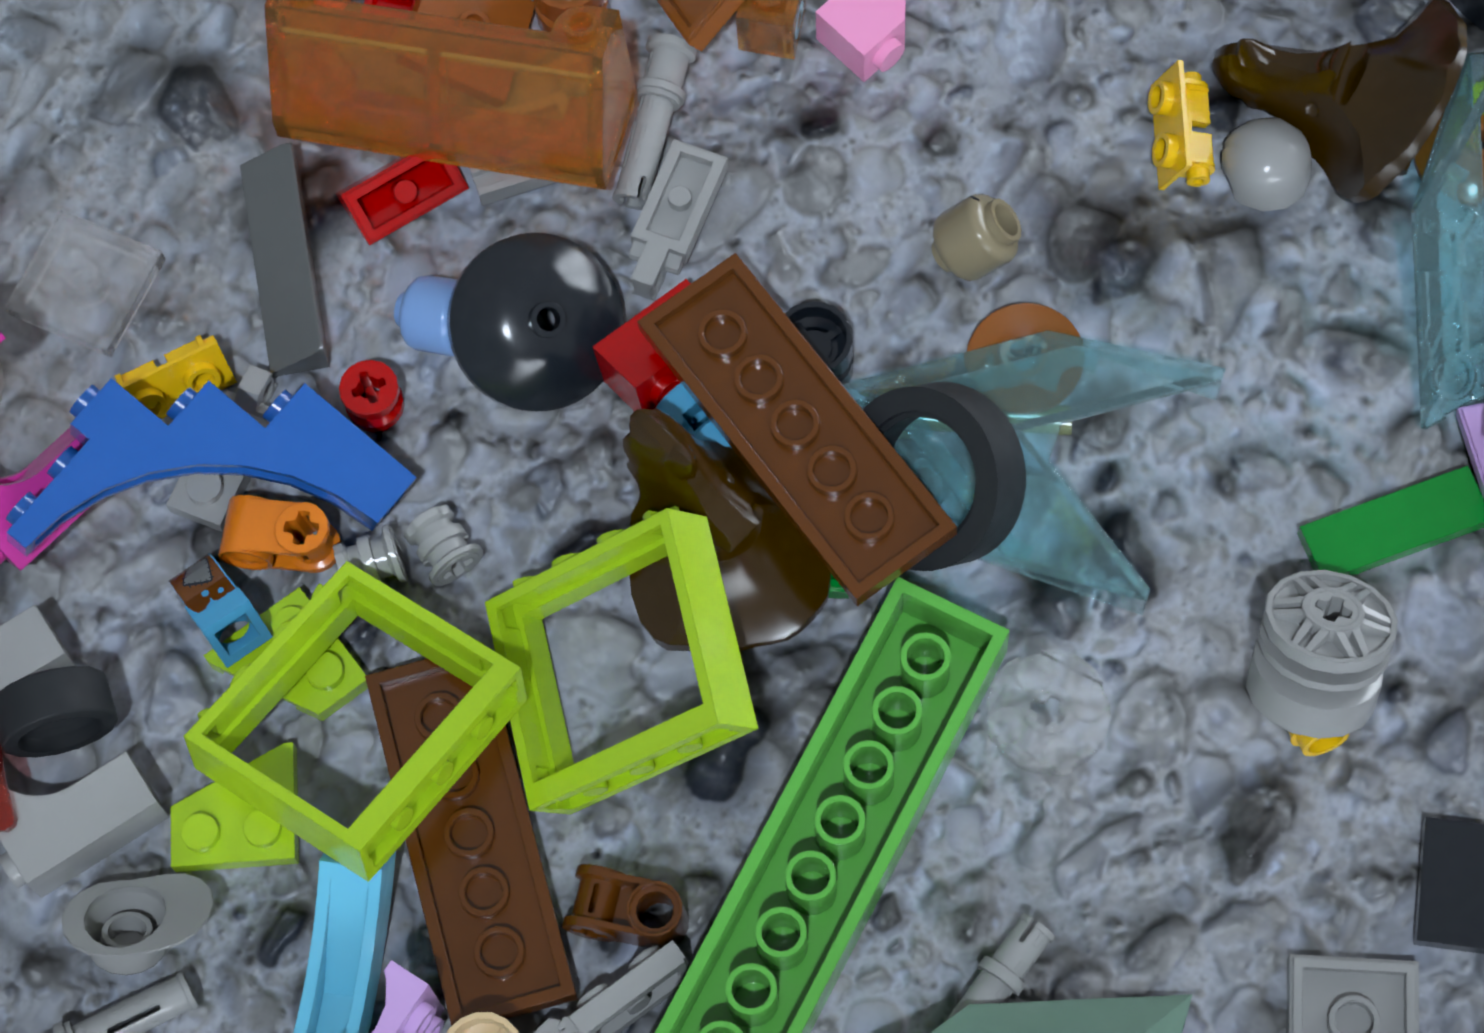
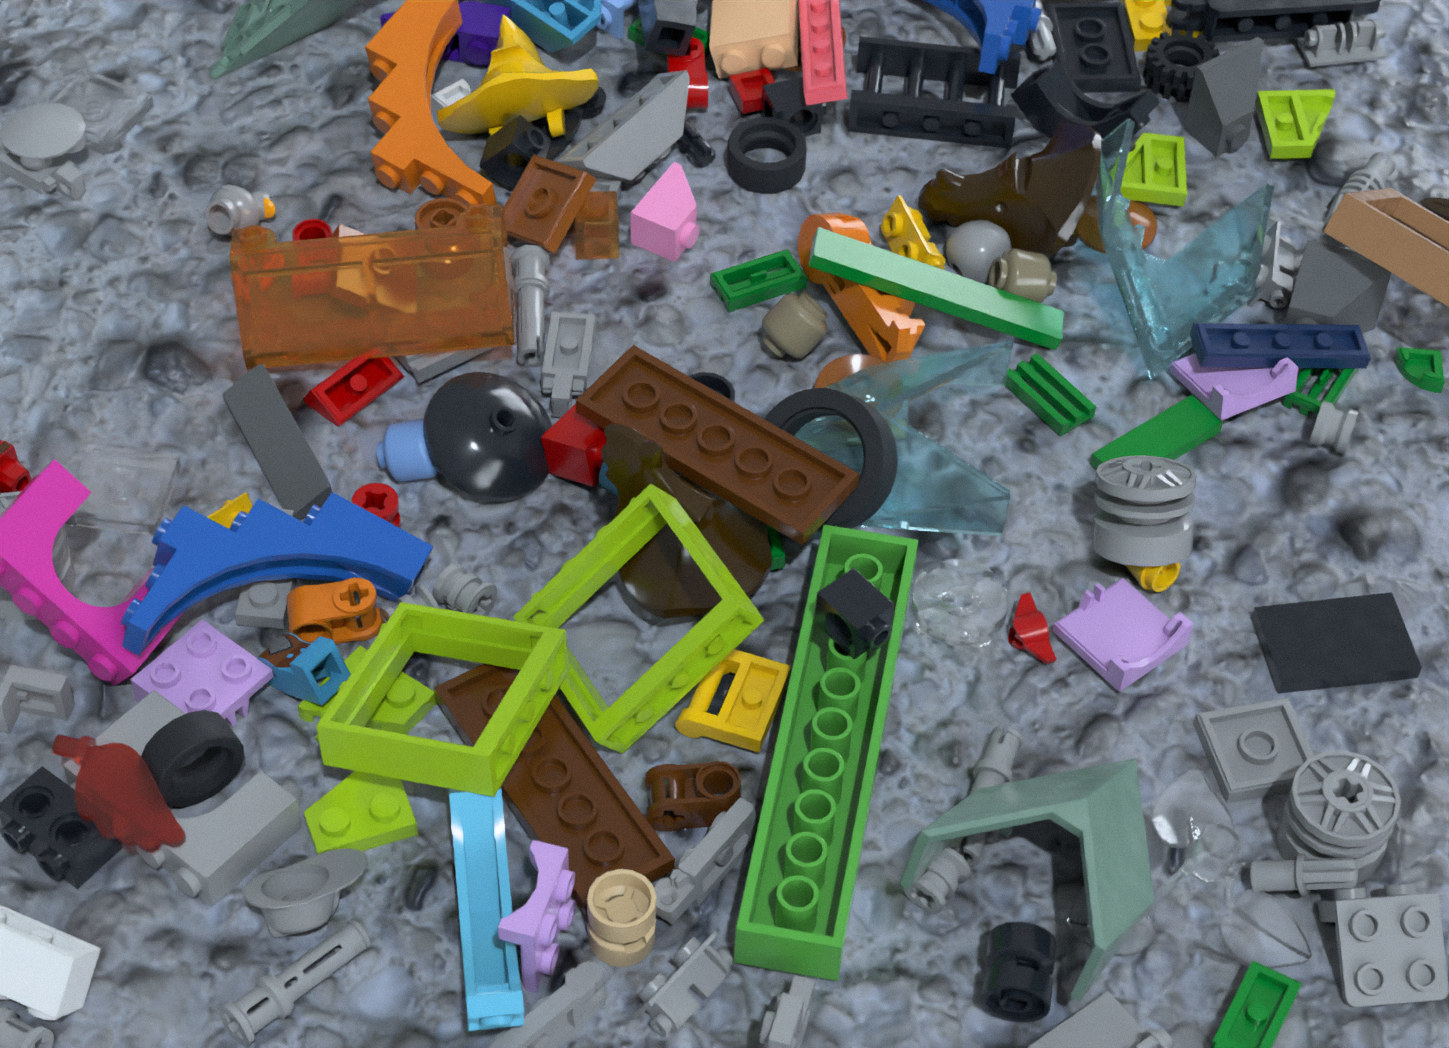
camera: 25 degrees left, 20 degrees down
(102, 592) = (204, 674): none -> lavender piece
(734, 796) = (748, 704): none -> yellow plate
(882, 736) = (854, 614): none -> black brick
(963, 160) = (760, 285): none -> green tile
(1086, 196) = (875, 316): none -> orange piece
(1122, 775) = (1031, 630): none -> red piece
(1175, 229) = (936, 288): none -> tile
(1239, 810) = (1122, 633): none -> lavender piece
(1261, 370) = (1055, 391): none -> green tile
(1305, 226) = (1023, 274): none -> dark tan head

